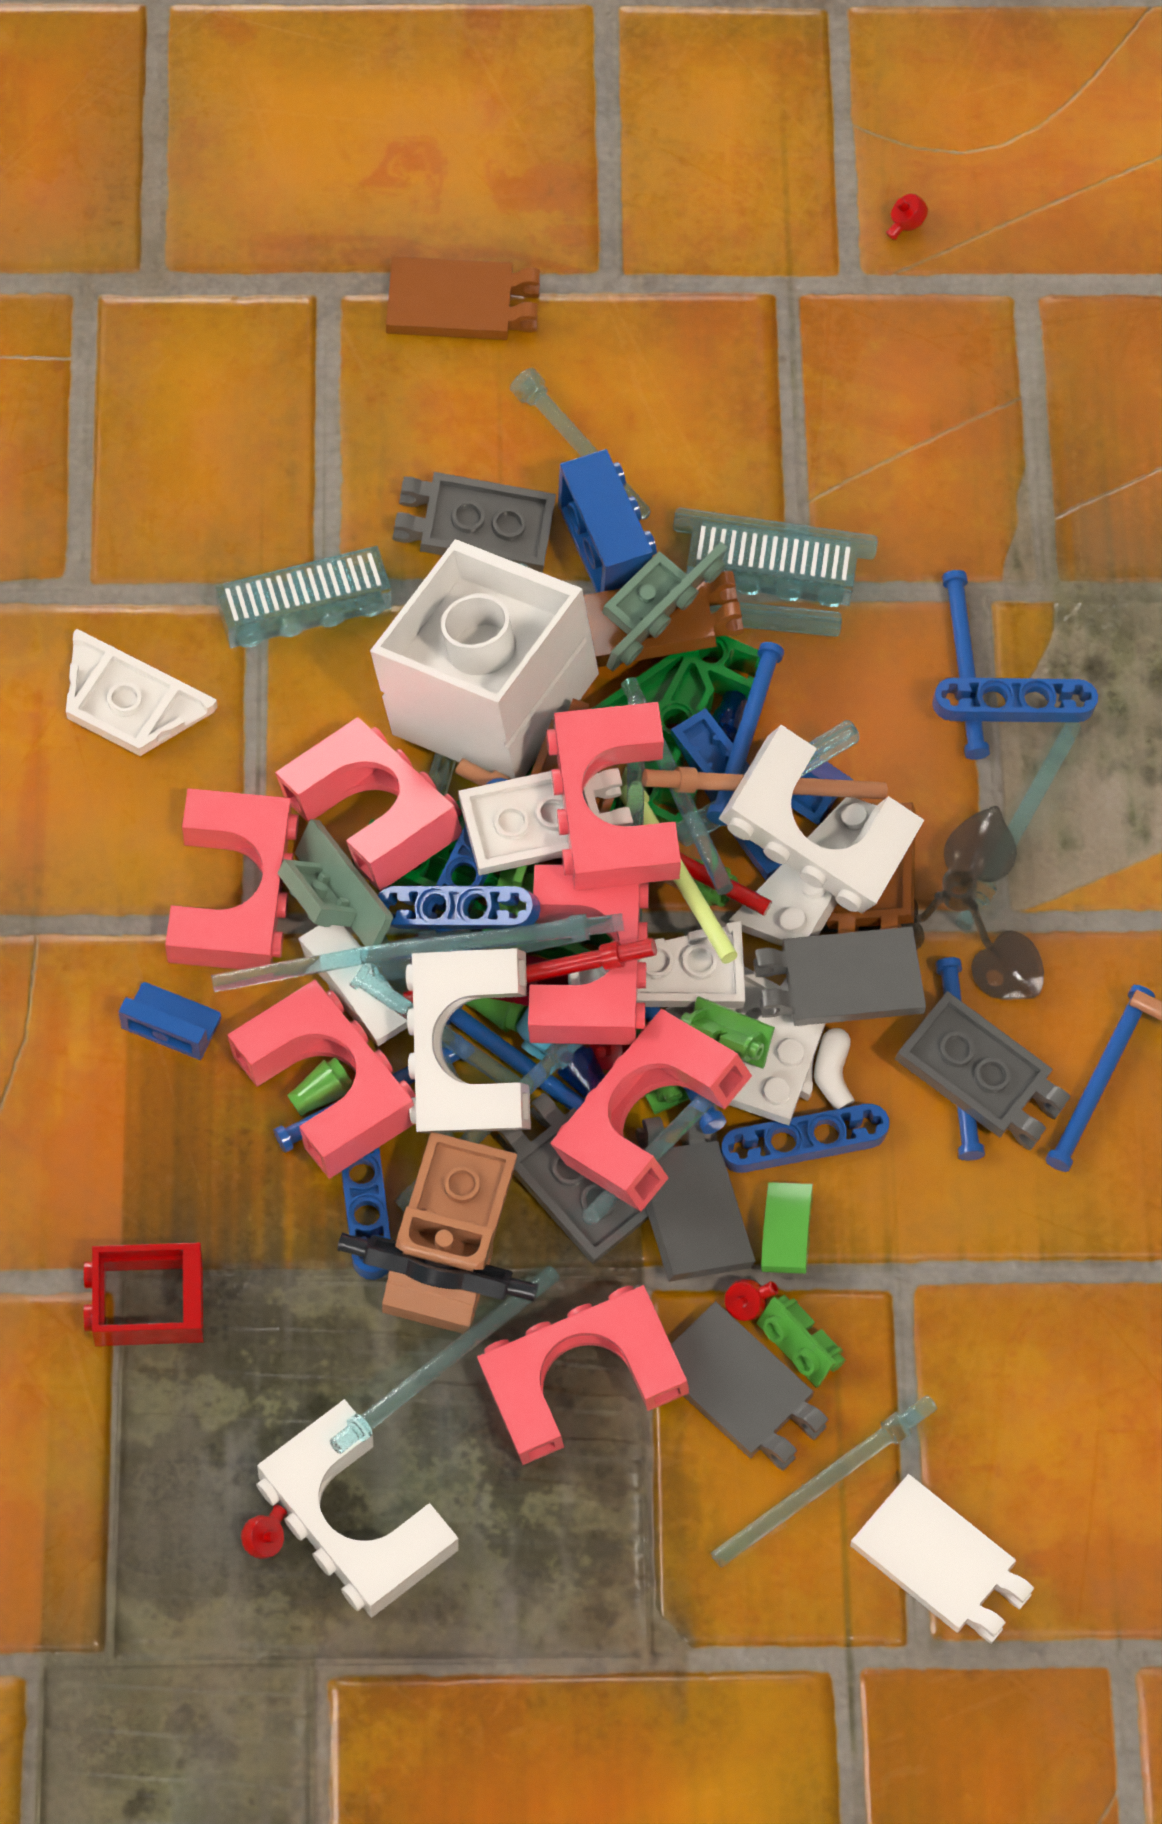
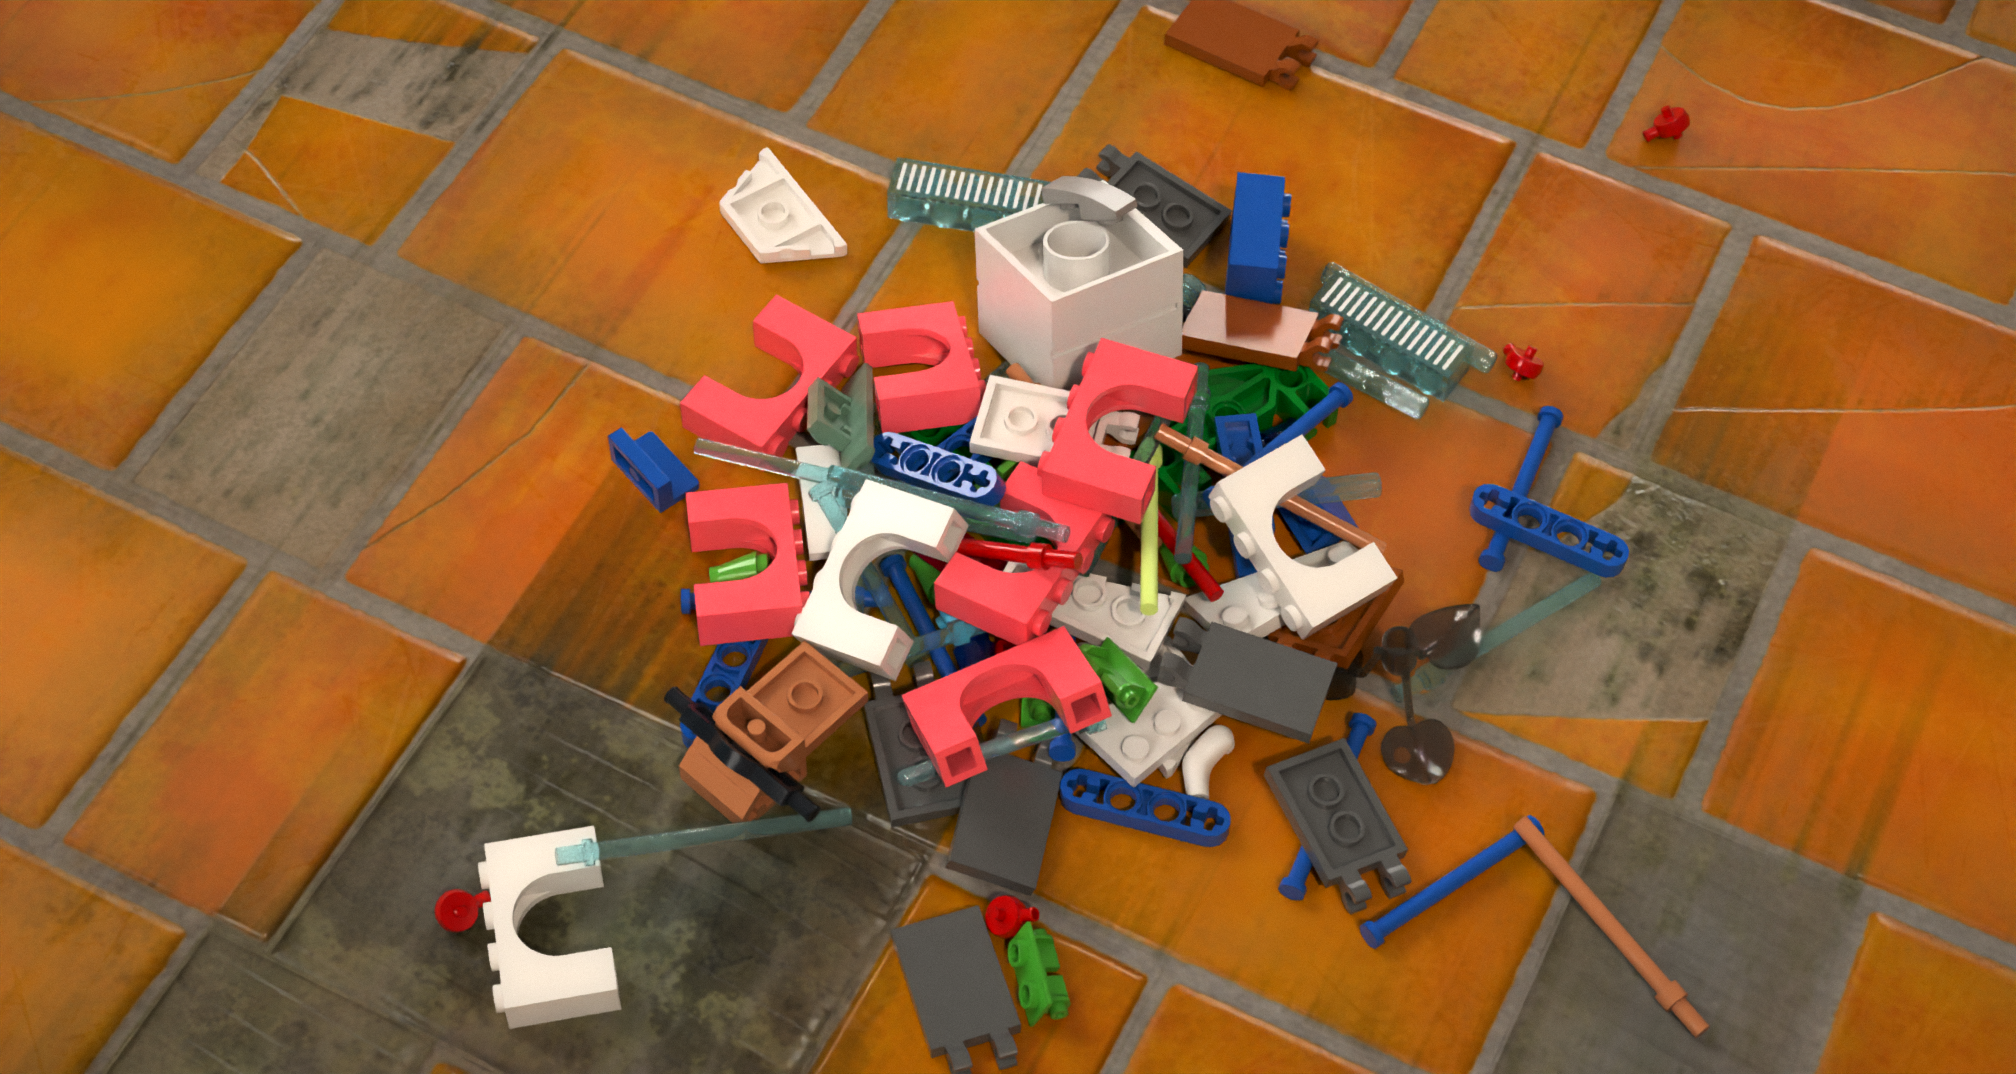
camera: 30 degrees right, 10 degrees down
(145, 1257) = (524, 689): red window -> none
(472, 568) = (1092, 197): none -> light grey slope
(530, 388) = (1258, 126): clear light blue piece -> none
(621, 1324) = (767, 876): coral arch -> none
(651, 596) = (1260, 306): sand green bracket -> none
(787, 1228) = (1078, 873): bright green slope -> none
(902, 533) = (1523, 362): none -> red piece

